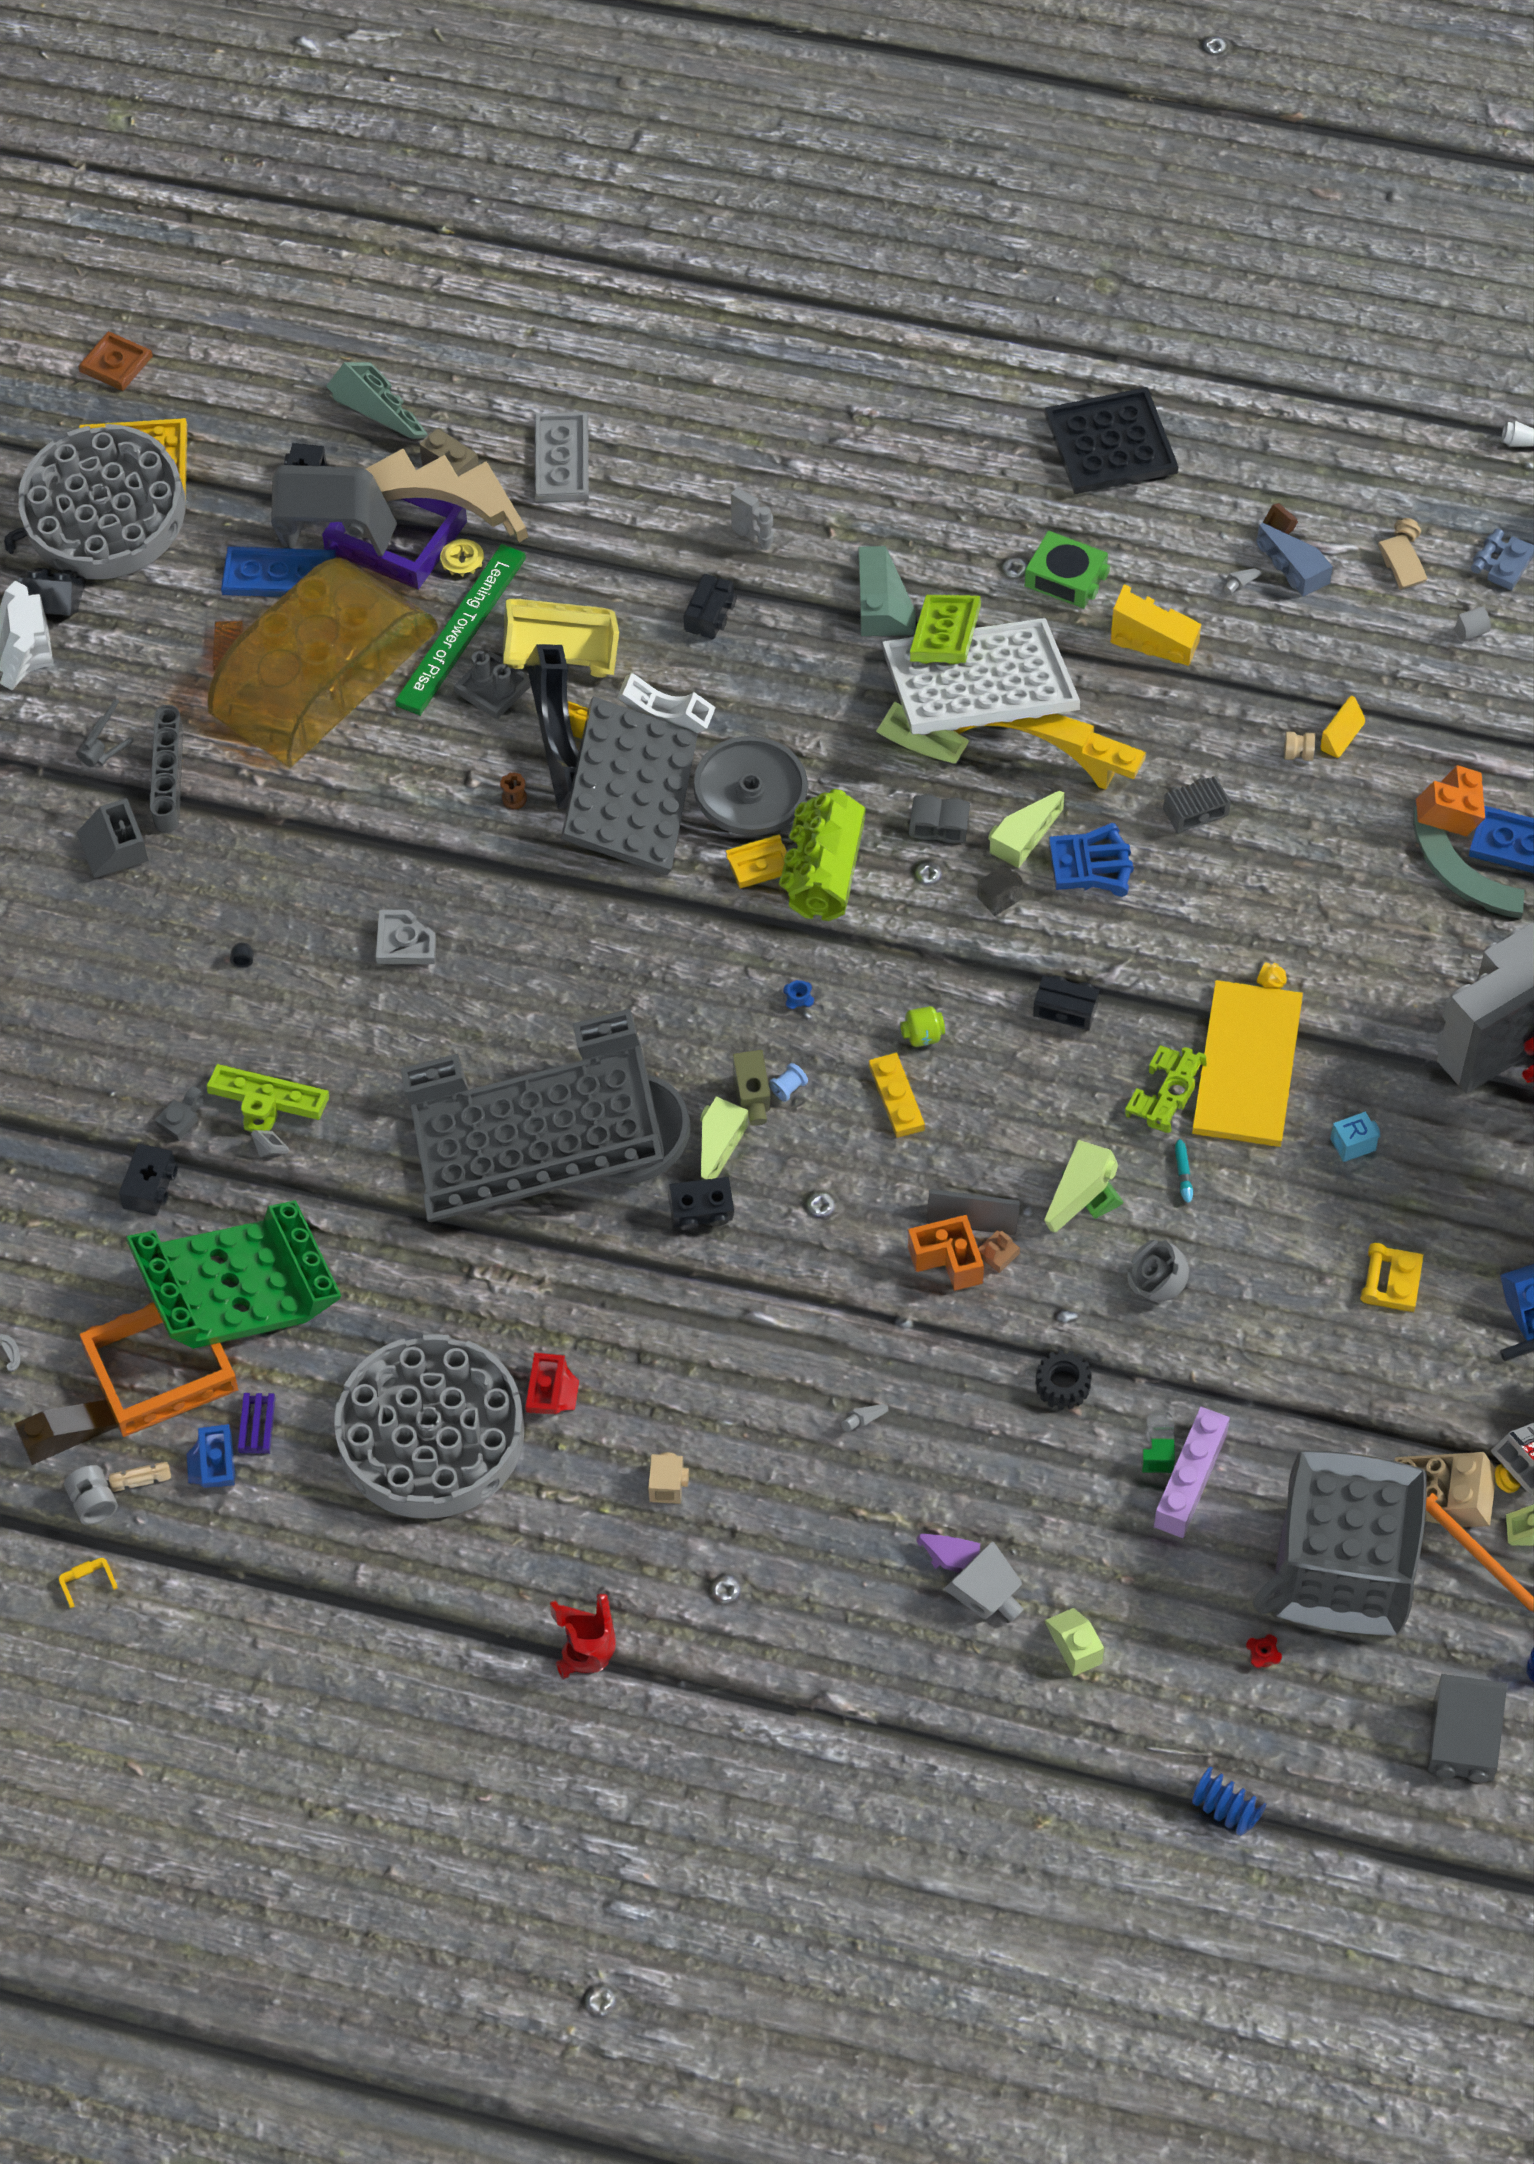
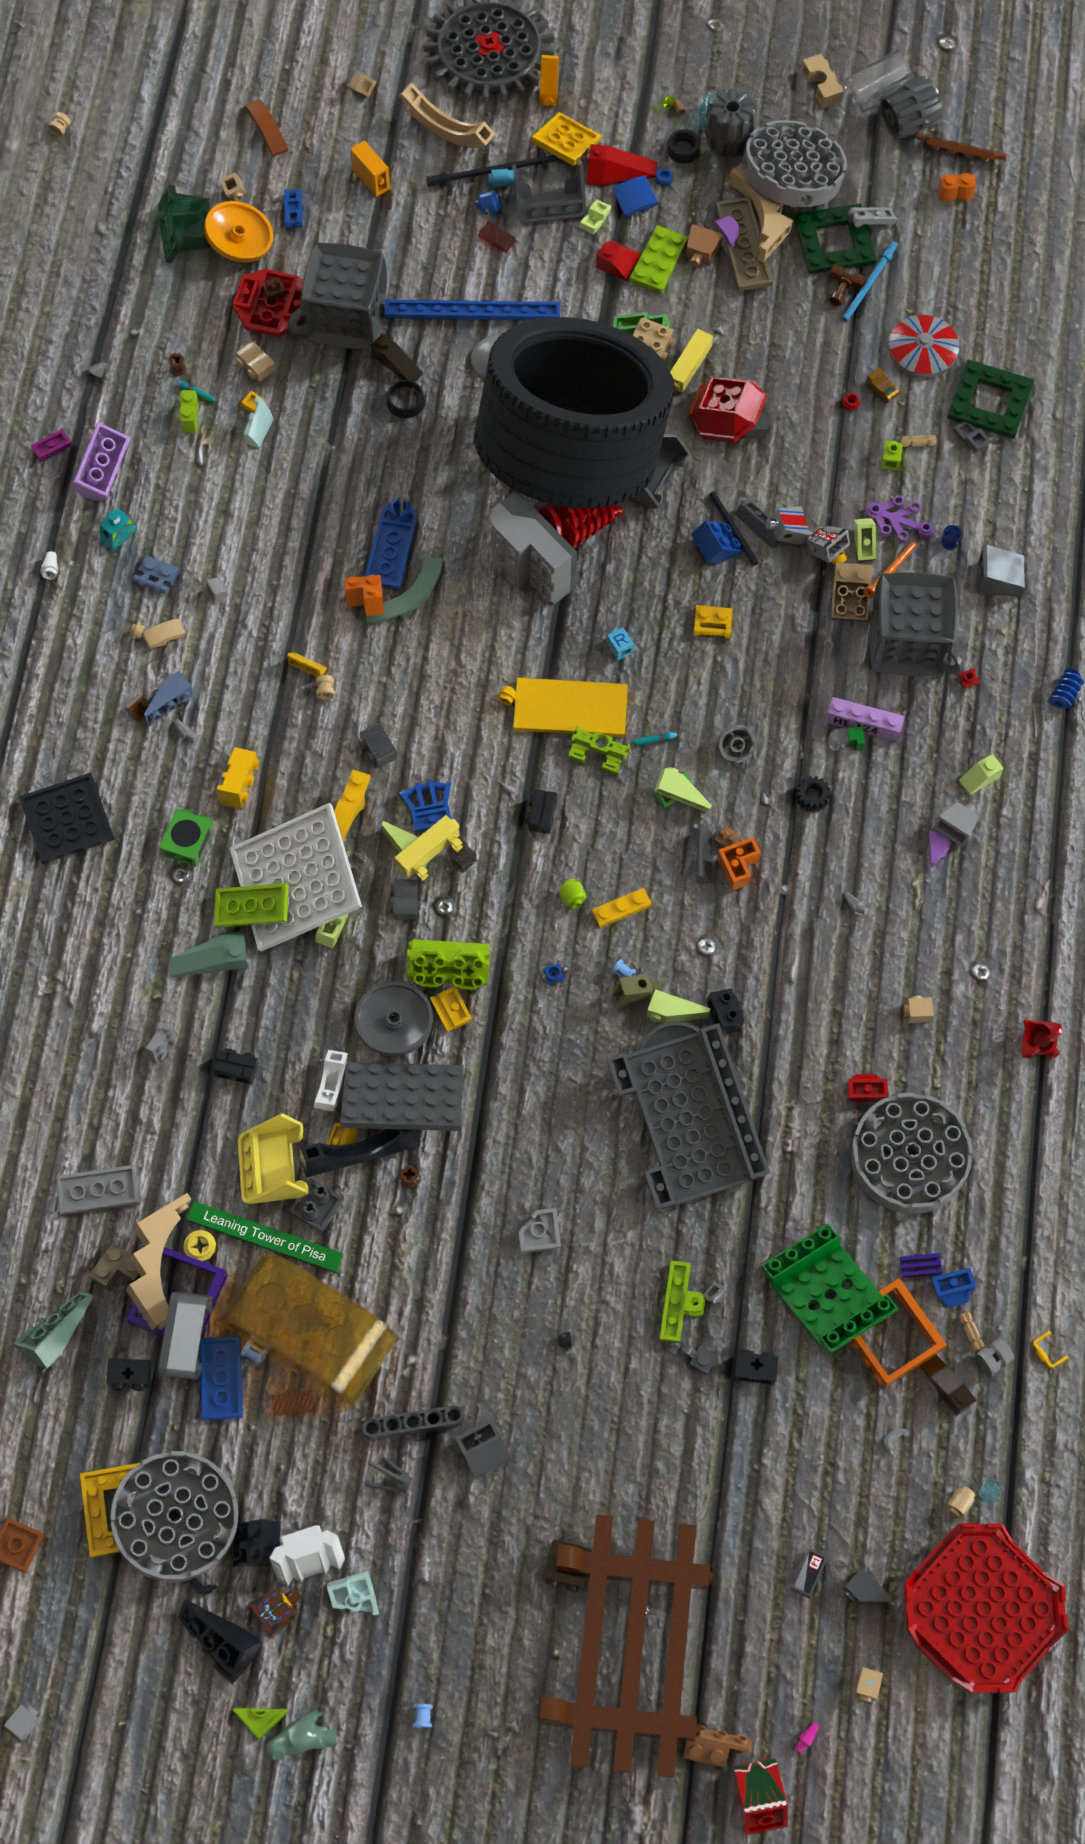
camera: 100 degrees left, 10 degrees up
(1010, 834) = (427, 846): none -> light yellow brick

